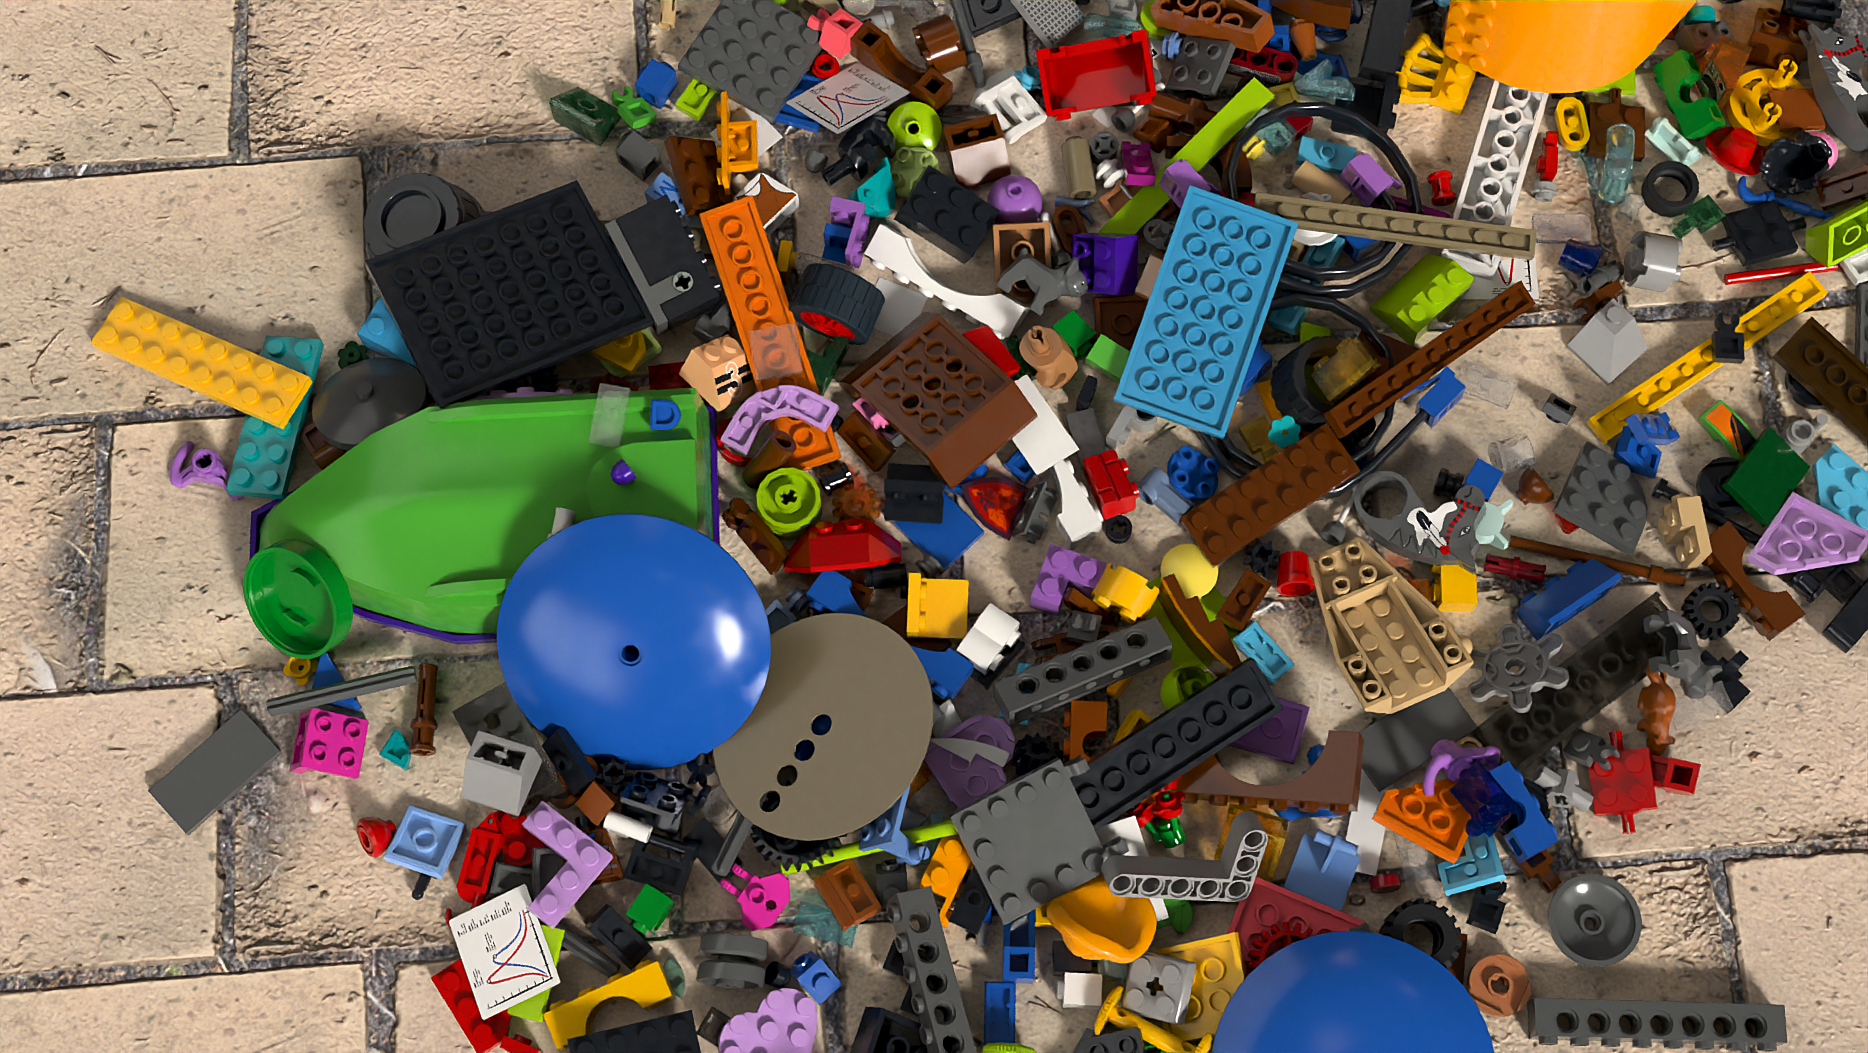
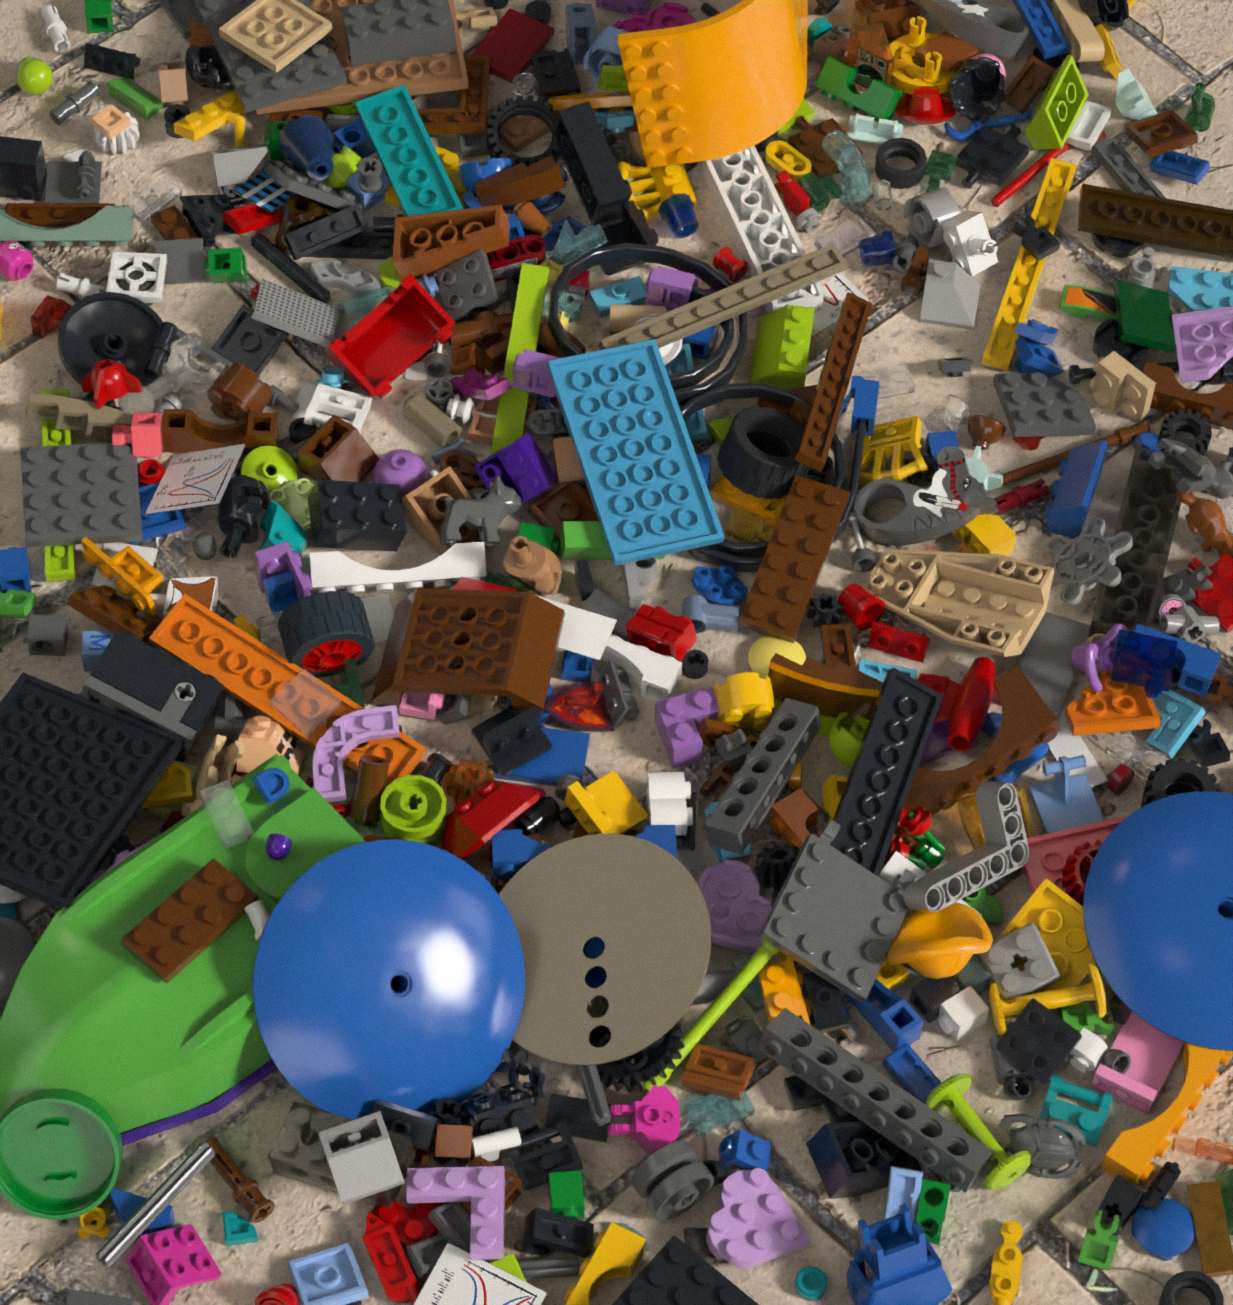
camera: 40 degrees left, 15 degrees down
(511, 487) = (189, 920): none -> reddish brown plate
(654, 369) = (216, 769): none -> tan animal
(866, 441) = (435, 728): reddish brown plate -> none
(886, 835) = (720, 990): medium blue plate -> none
(968, 749) = (720, 898): white sticker -> none
(969, 109) = (299, 431): none -> black tile
(1282, 439) = (772, 509): teal plant -> none
(1295, 617) = (898, 642): none -> red hinge
(1304, 720) = (964, 703): none -> red plate
(1344, 369) = (780, 421): clear yellow slope -> none
(1434, 115) = (679, 215): none -> clear blue piece
(1447, 444) = (895, 439): none -> yellow plate
(1560, 758) = (1169, 604): none -> tile
(1569, 168) = (816, 190): none -> clear green piece
(1662, 306) = (970, 242): none -> white brick
(1672, 595) = (1149, 440): none -> blue plate

